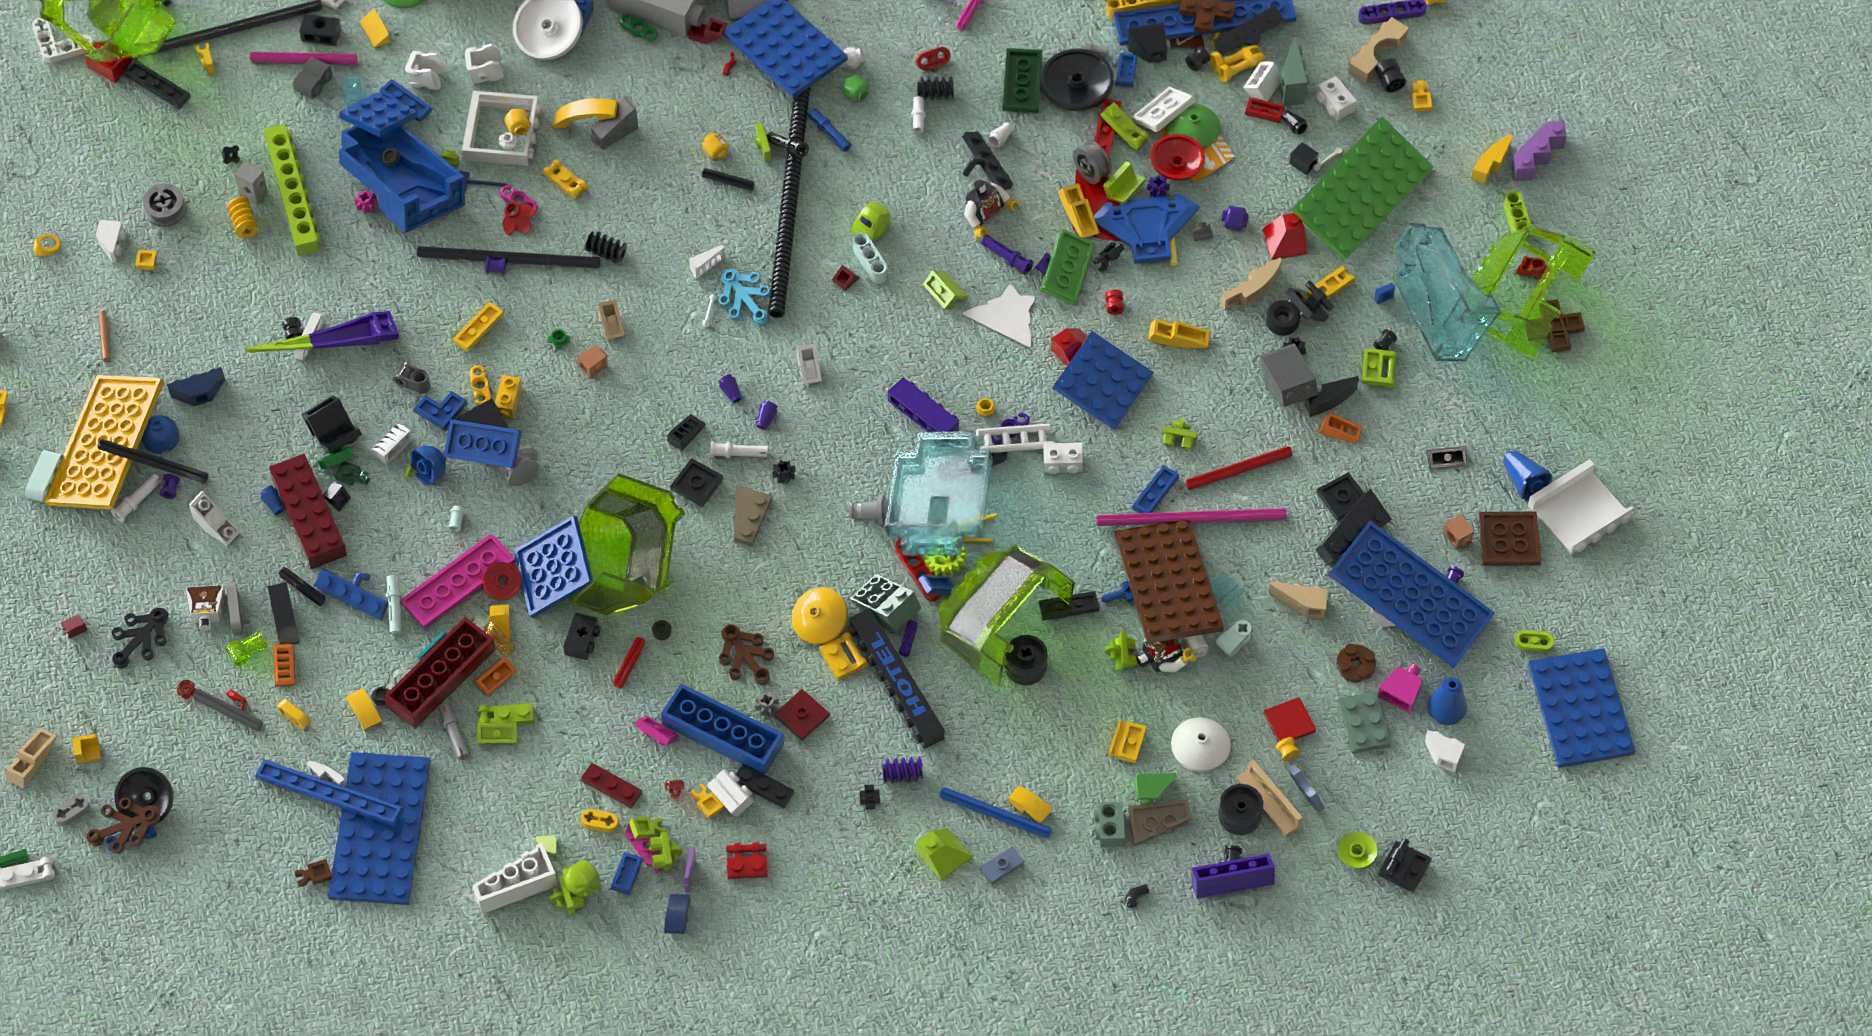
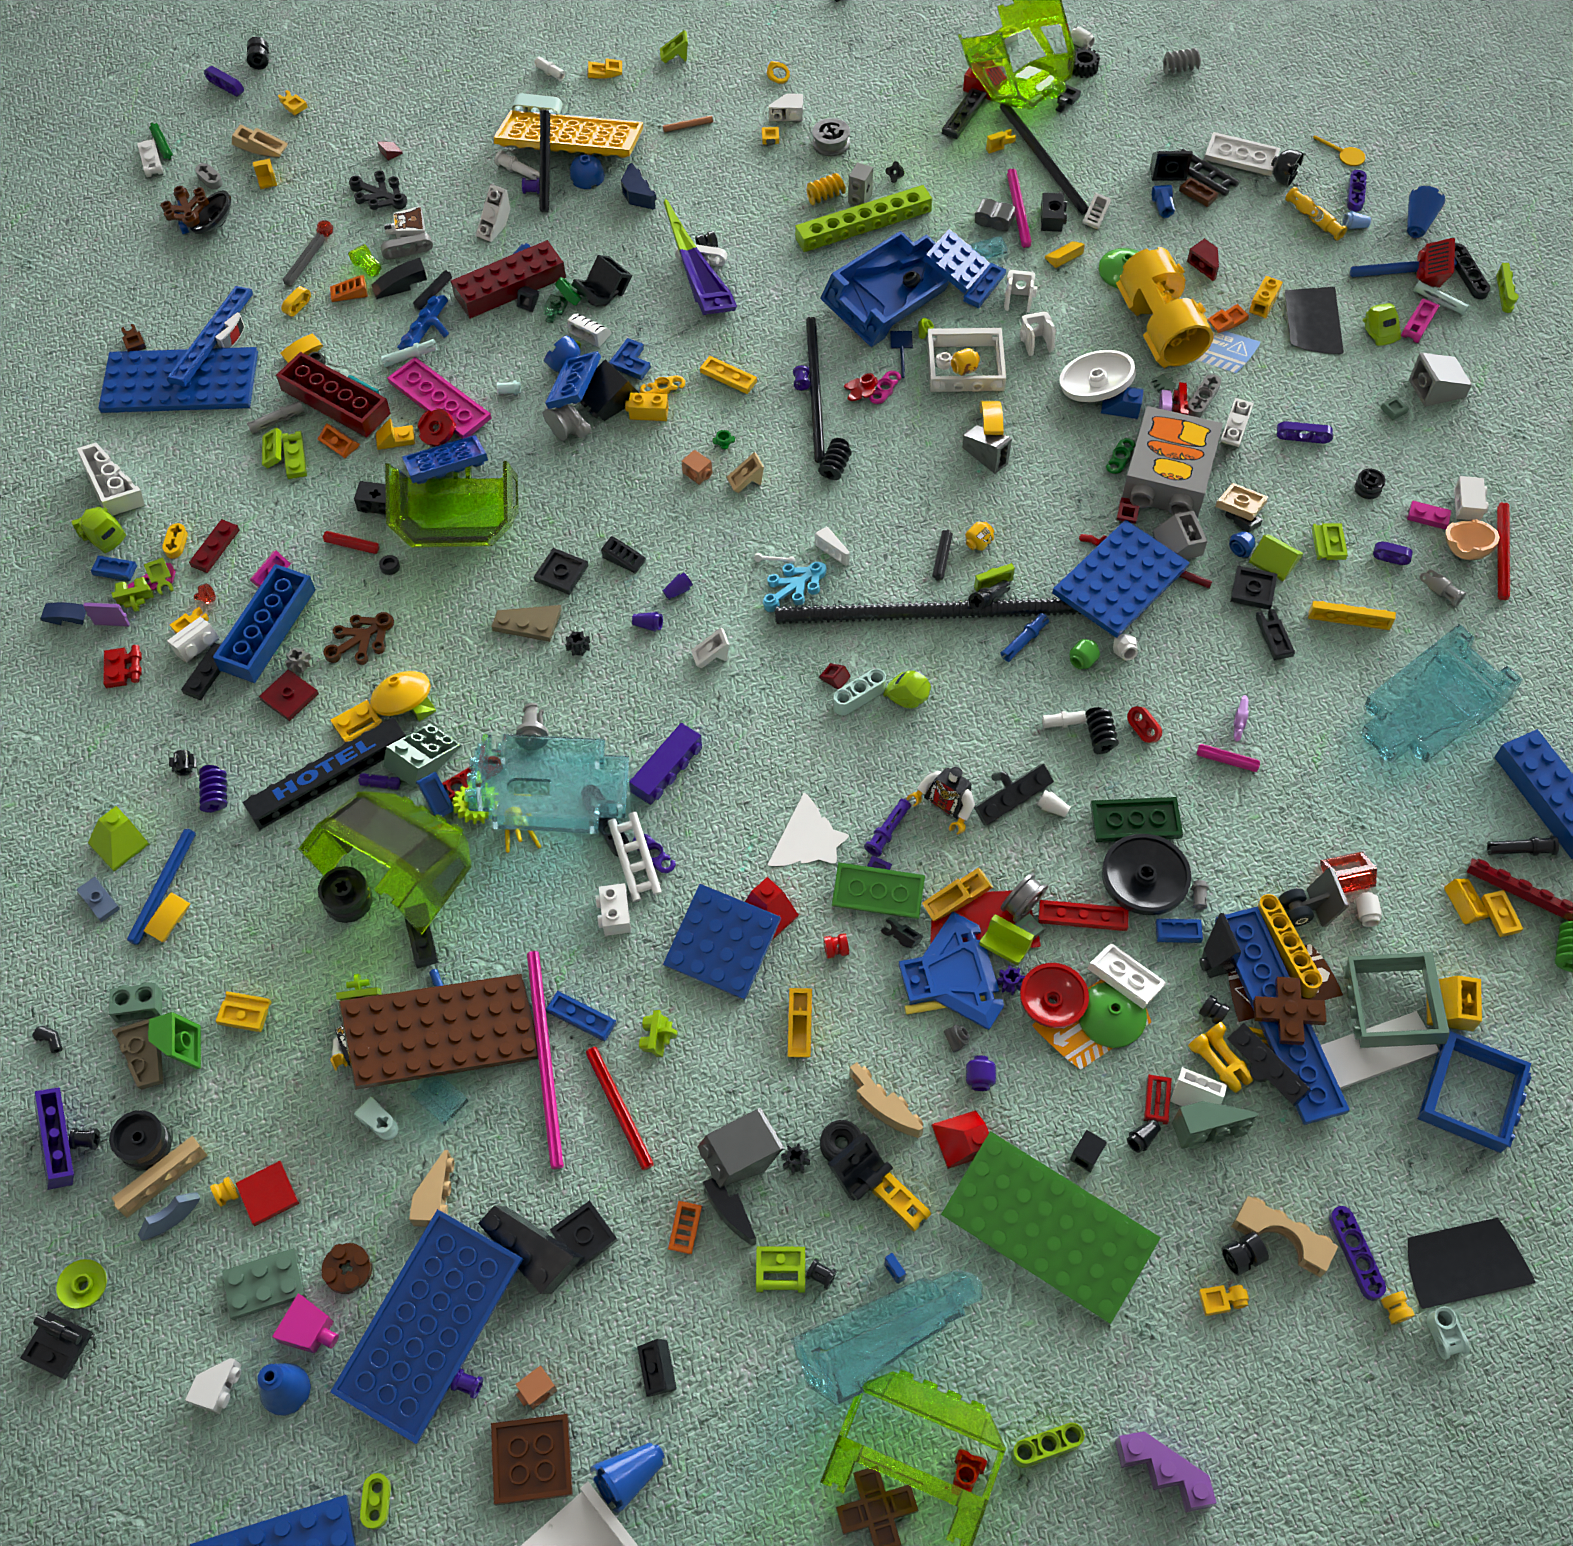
camera: 85 degrees right, 0 degrees up
(235, 696) = (317, 262): red piece -> none
(410, 378) = (663, 334): dark grey piece -> none
(503, 643) = (370, 433): clear yellow plate -> none
(549, 844) = (152, 504): yellowish green tile -> none
(565, 179) = (917, 420): yellow plate -> none
(728, 450) = (602, 596): white pin -> none
(943, 288) = (833, 770): lime panel -> none
(985, 402) = (675, 821): yellow plate -> none
(1124, 126) = (1091, 932): lime plate -> none
(1200, 754) = (247, 1104): white dish -> none
(1336, 98) = (1192, 1185): white brick -> none
(1338, 151) = (1113, 1196): white hinge -> none
(1492, 159) = (1138, 1404): yellow slope -> none

